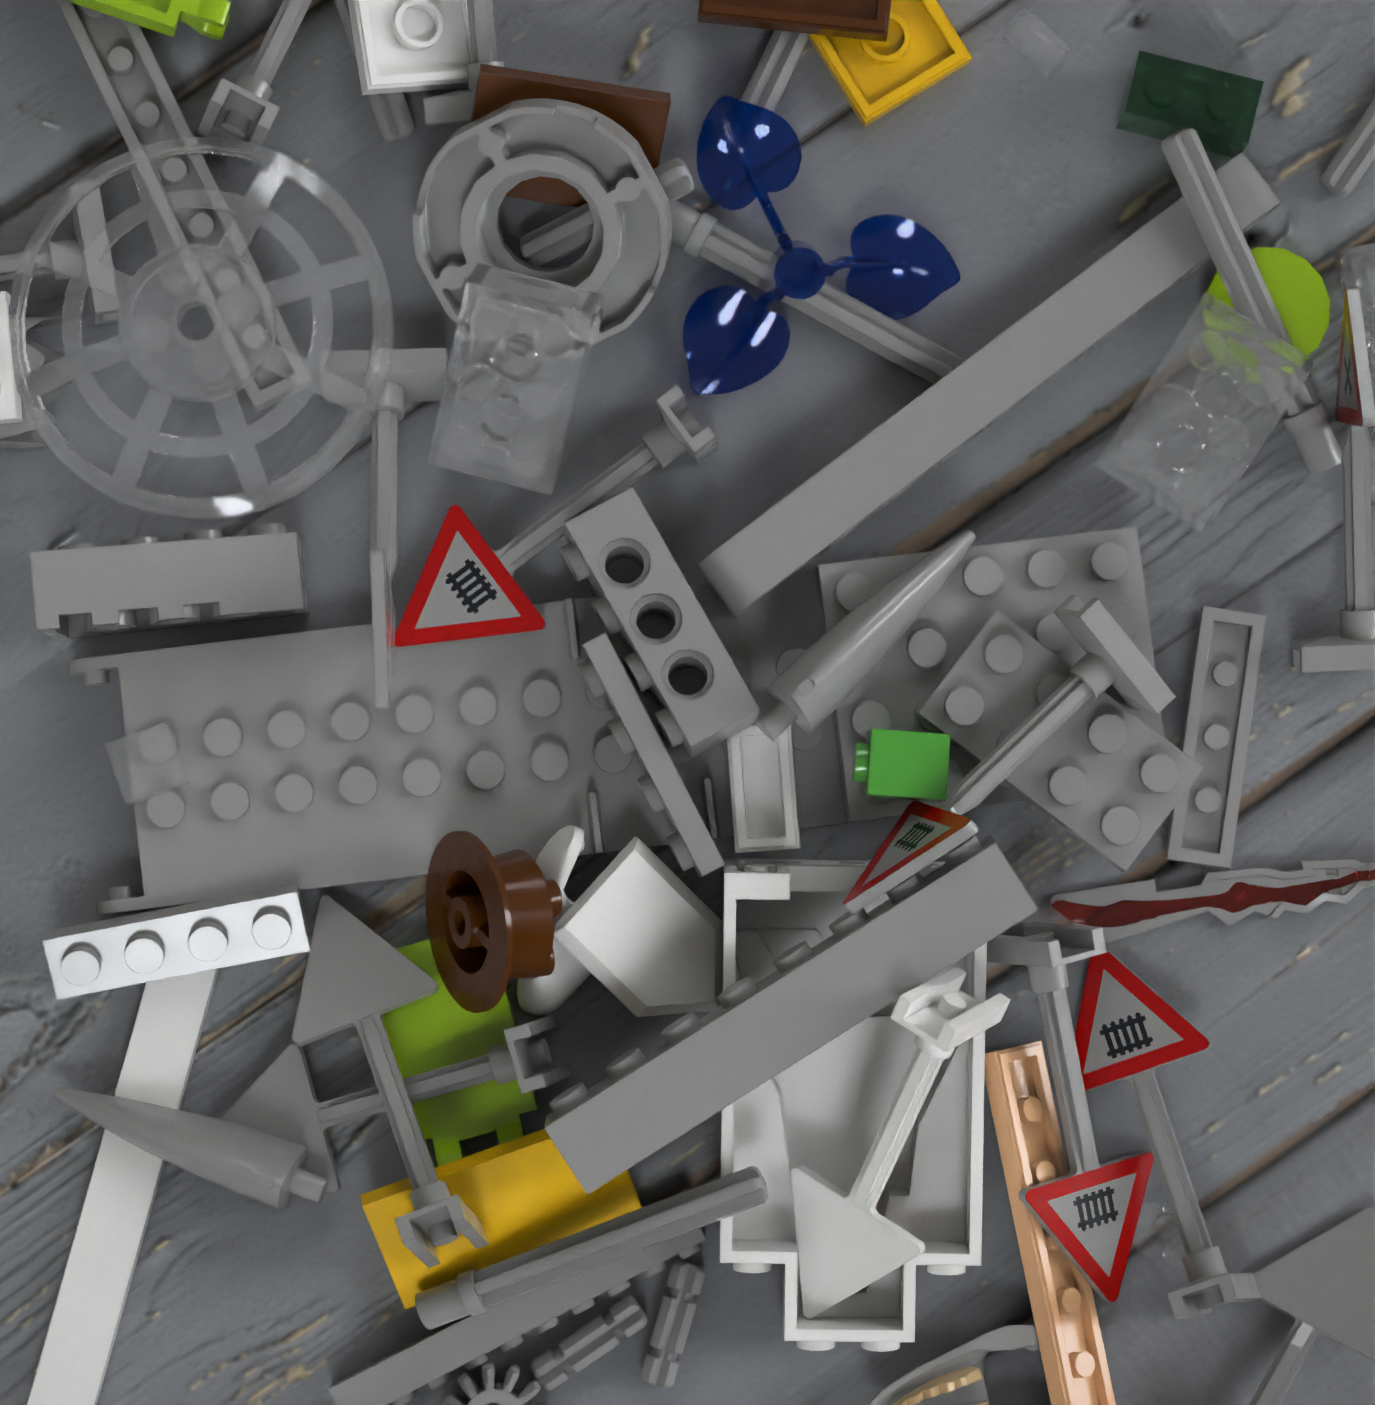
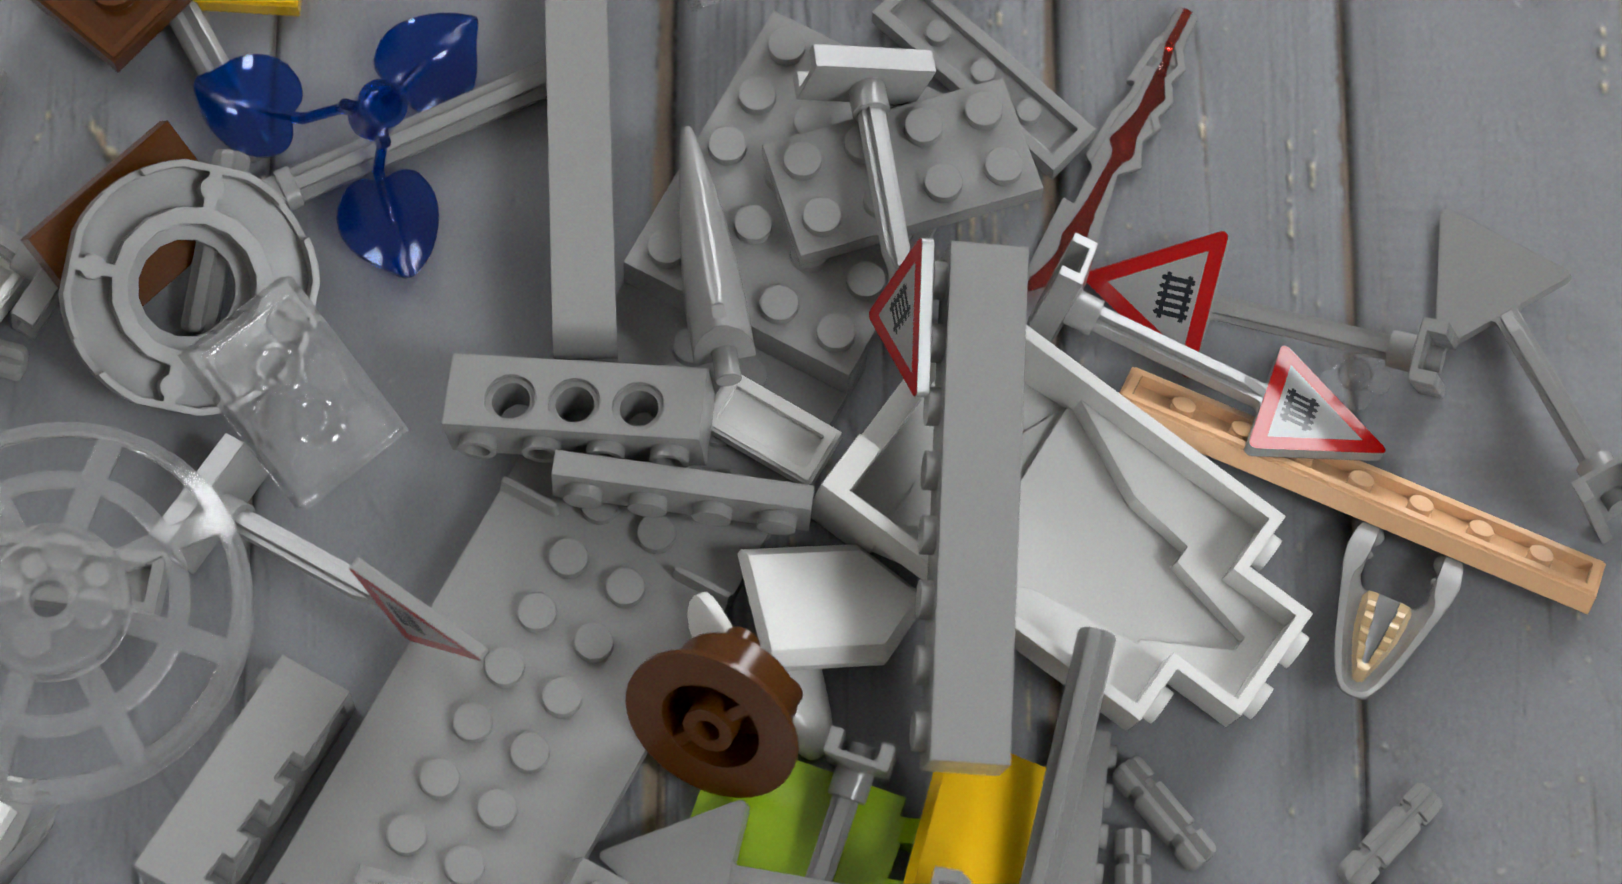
camera: 60 degrees left, 15 degrees down
(471, 588) = (435, 548): light grey piece -> none
(841, 1234) = (1187, 607): white piece -> none
(903, 765) = (835, 292): bright green brick -> none

